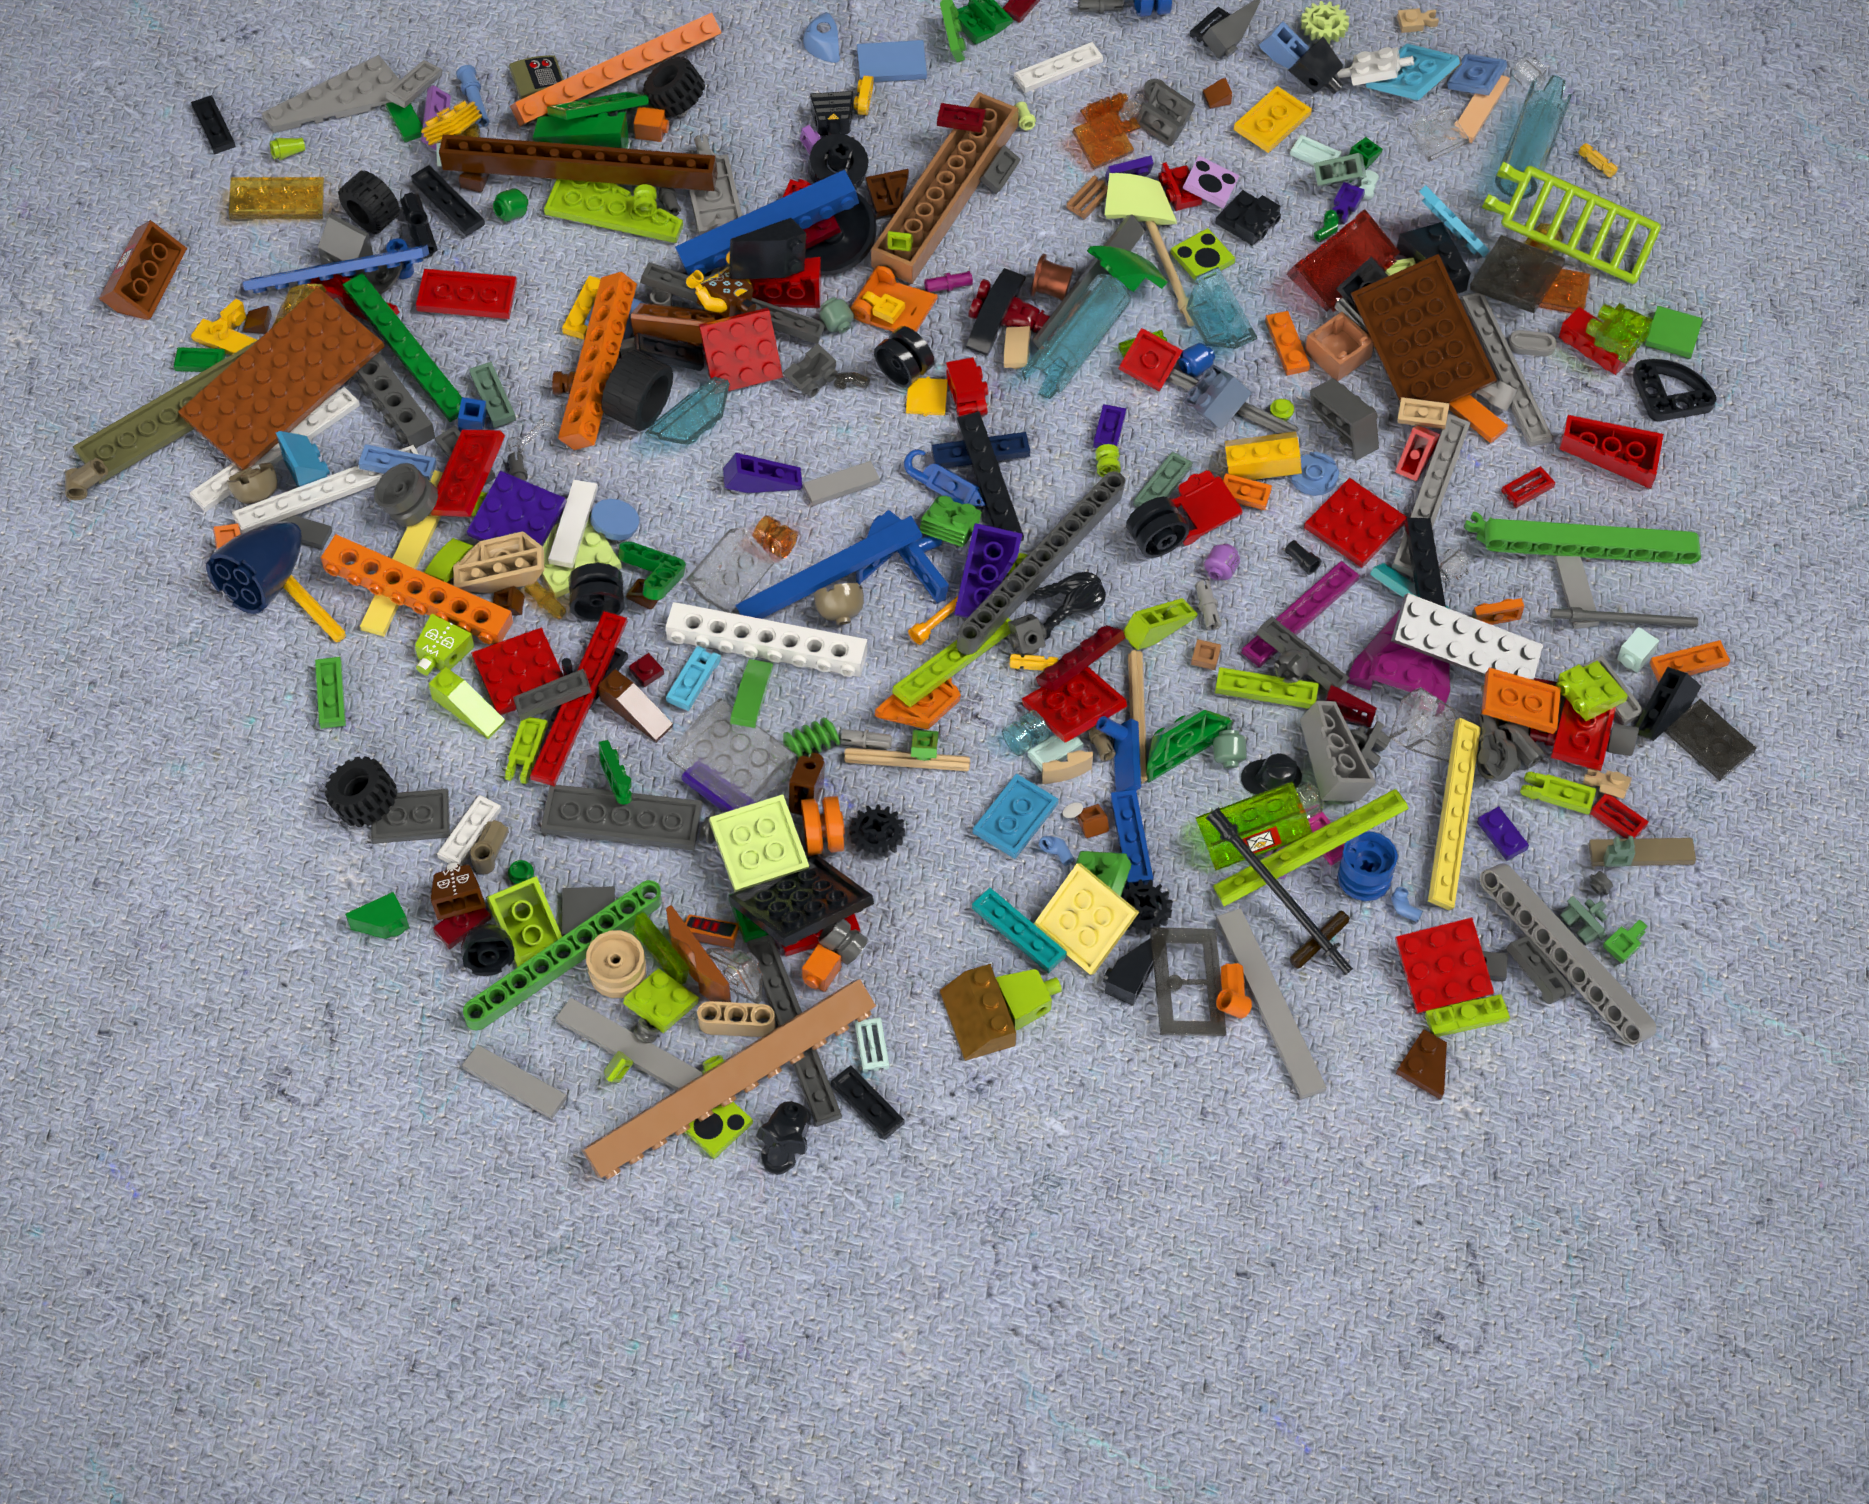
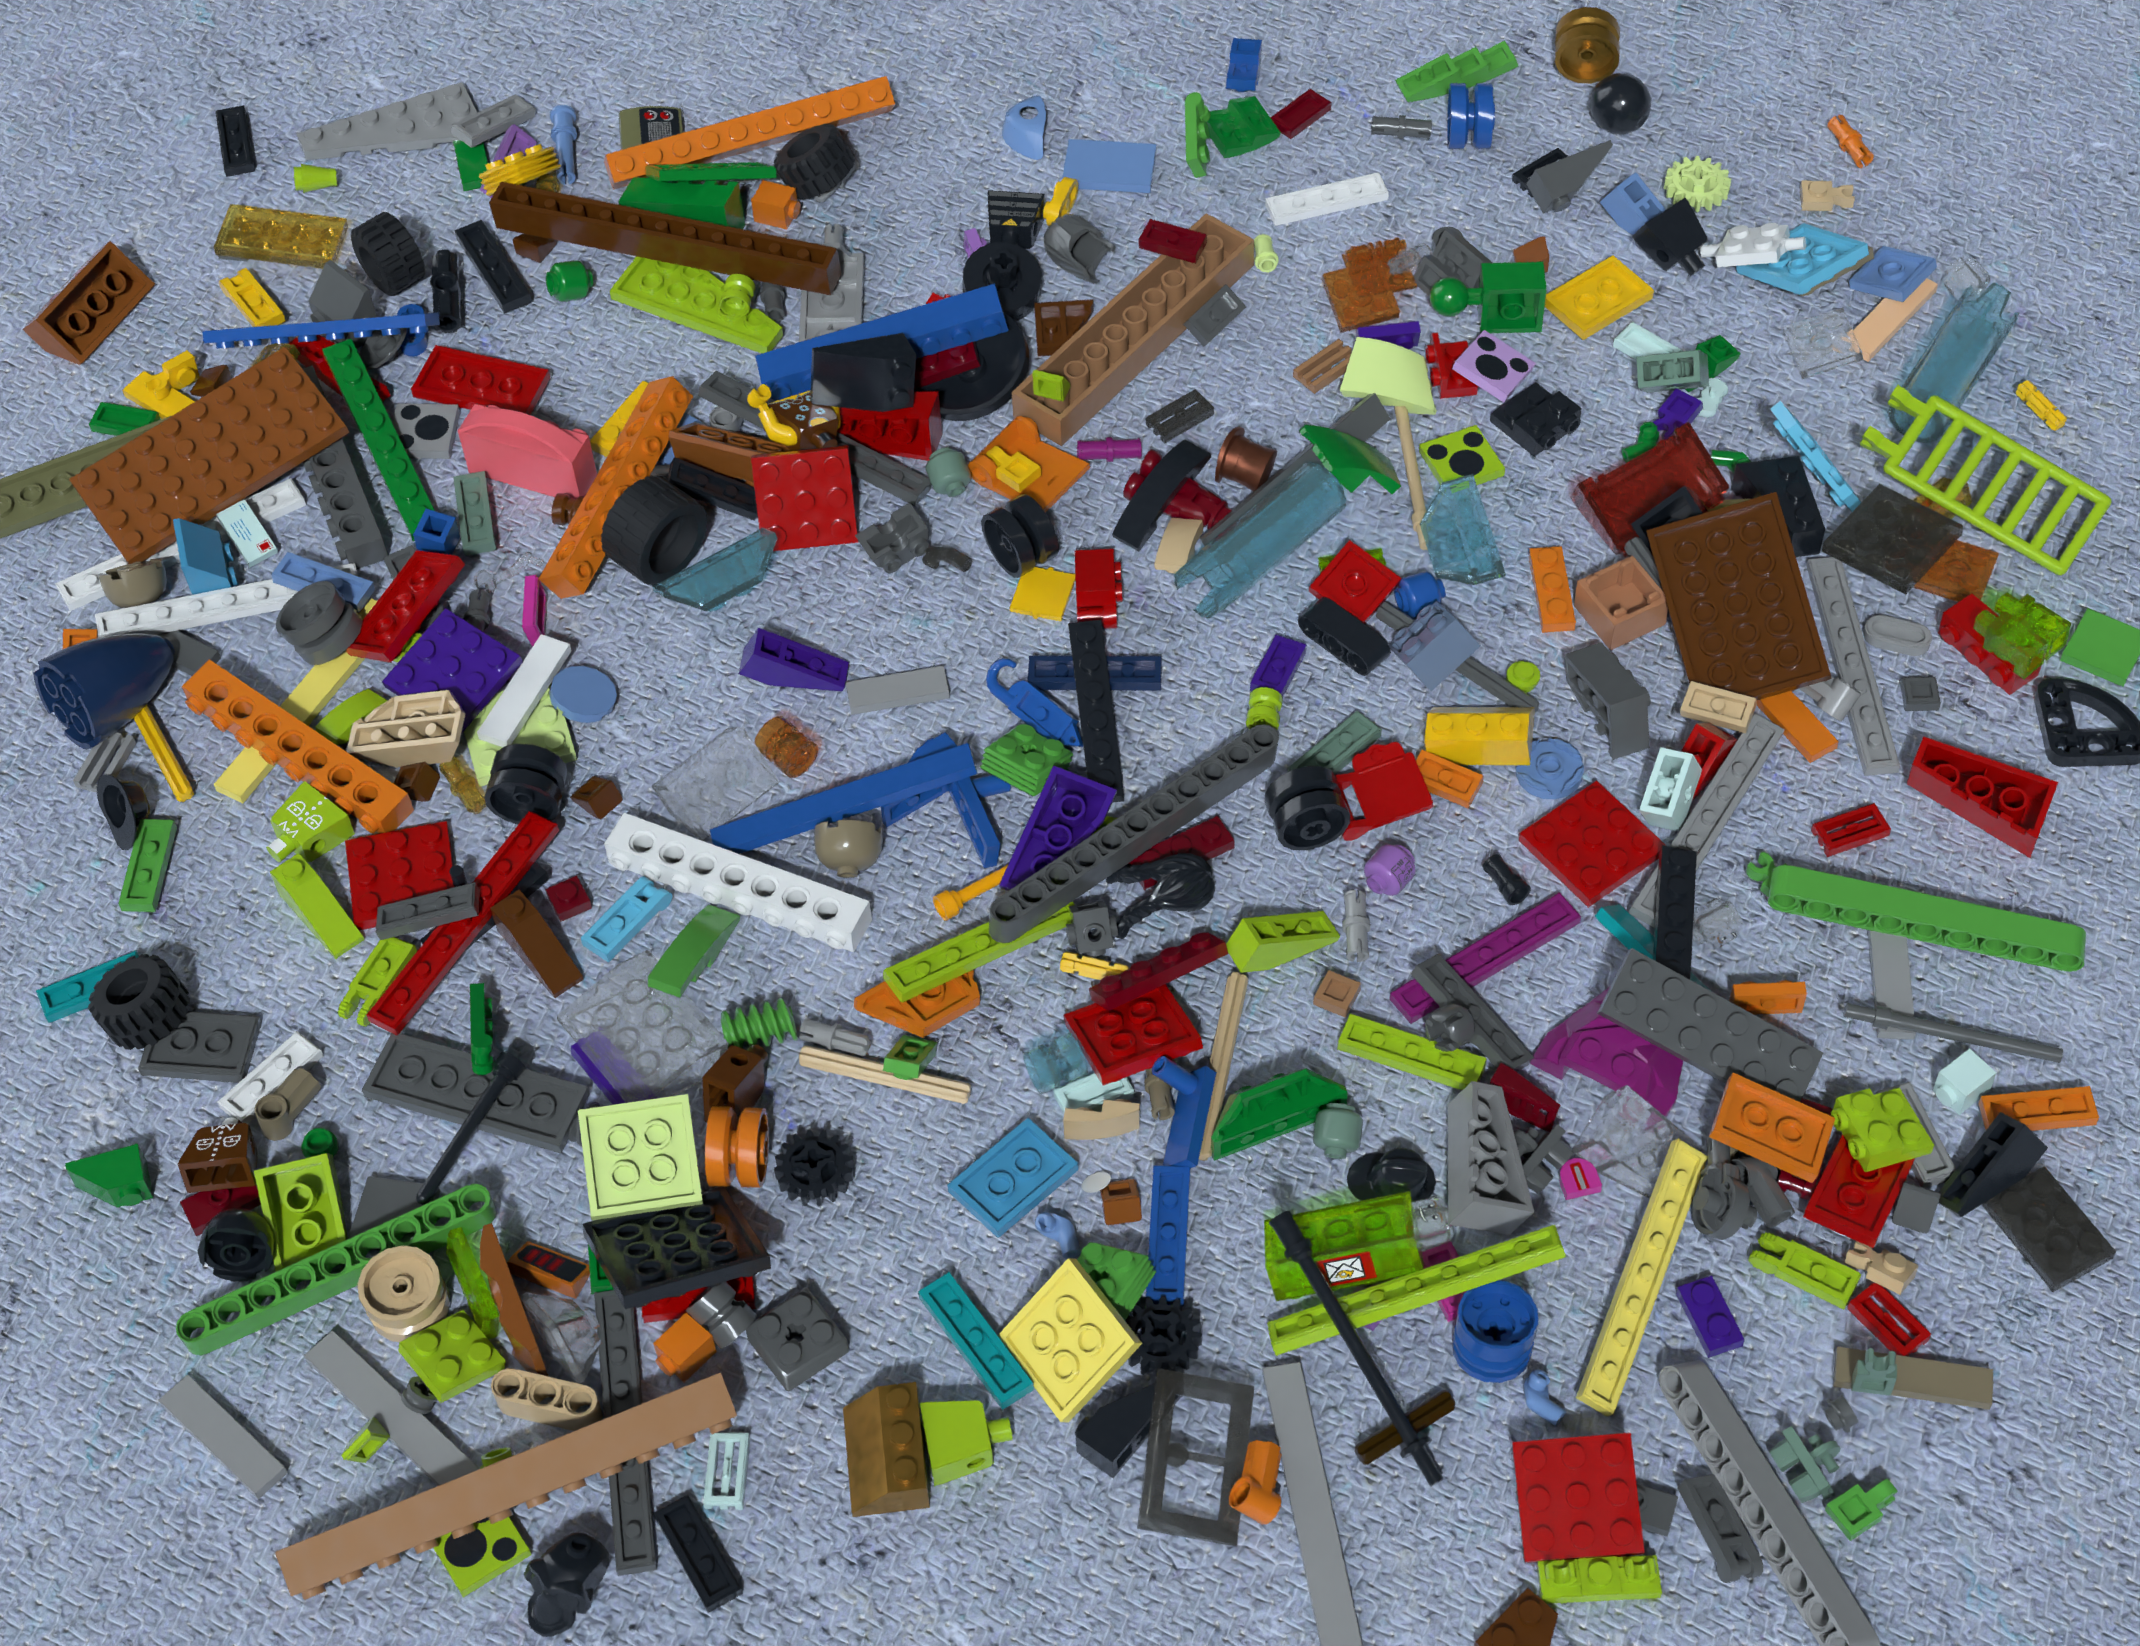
camera: 15 degrees right, 5 degrees down
(269, 251) = (251, 299): none -> yellow plate
(284, 605) = (99, 760): none -> light grey tile
(300, 654) = (123, 807): none -> black piece
(309, 789) = (74, 992): none -> teal tile
(325, 434) = (247, 533): none -> light aqua tile
(435, 334) = (426, 429): none -> light grey tile
(522, 343) = (527, 451): none -> coral piece
(560, 462) = (534, 609): none -> dark pink tile
(642, 798) = (506, 1070): none -> black piece
(665, 568) = (627, 766): green beam -> none
(885, 128) = (1076, 246): none -> dark grey hair
(897, 964) = (786, 1357): none -> dark grey brick
(995, 252) = (1183, 418): none -> clear smoke tile
(1087, 560) = (1203, 840): none -> dark red plate
(1150, 398) = (1344, 636): none -> black beam
(1209, 130) = (1507, 297): none -> green brick
(1393, 229) = (1729, 458): none -> green arm
(1397, 755) = (1579, 1179): none -> dark pink tile
(1403, 476) = (1670, 789): none -> light aqua brick
(1555, 383) = (1920, 694): none -> dark grey tile

